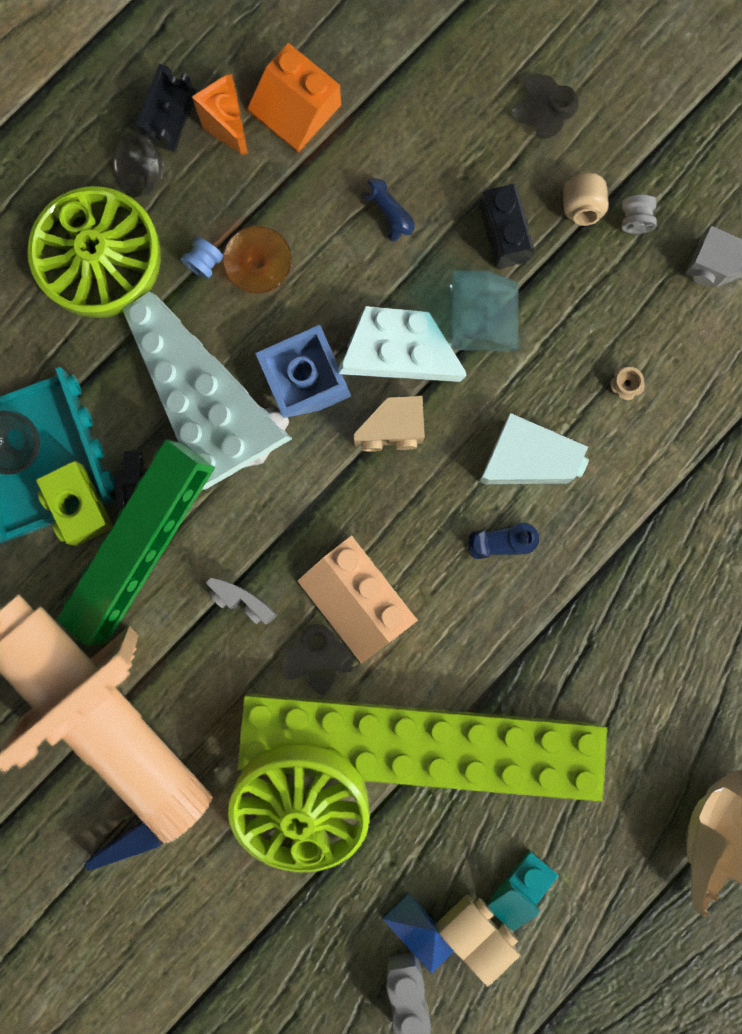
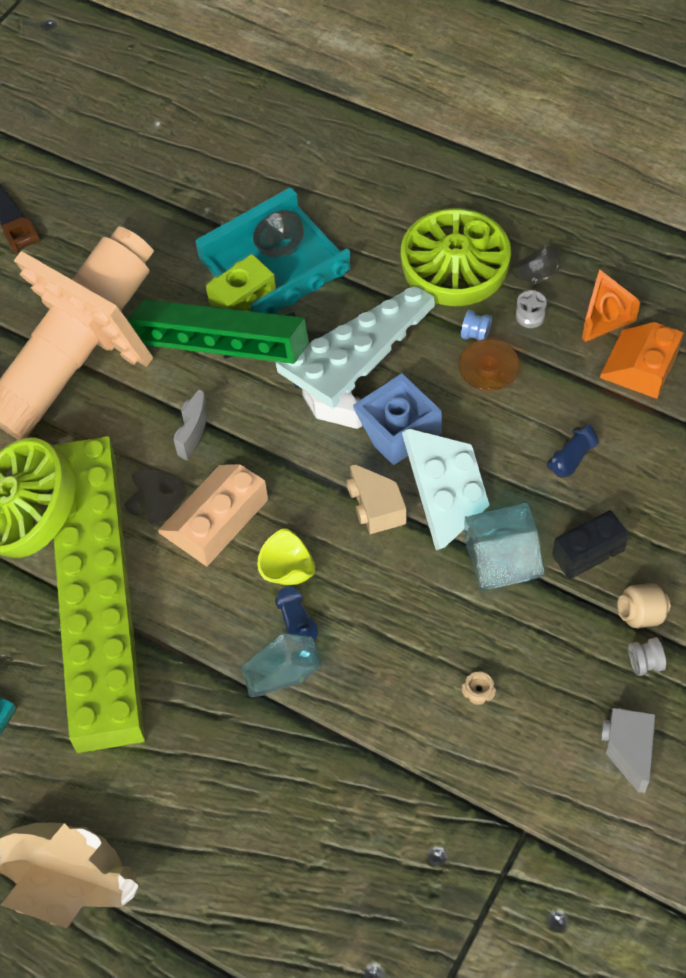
camera: 80 degrees right, 25 degrees down
(166, 108) = (584, 264): black hinge -> none
(192, 185) = (527, 302): none -> light grey wheel
(445, 536) = (285, 559): none -> neon yellow helmet
(533, 456) = (381, 616): light aqua slope -> none
(560, 568) = (281, 664): none -> clear light blue slope

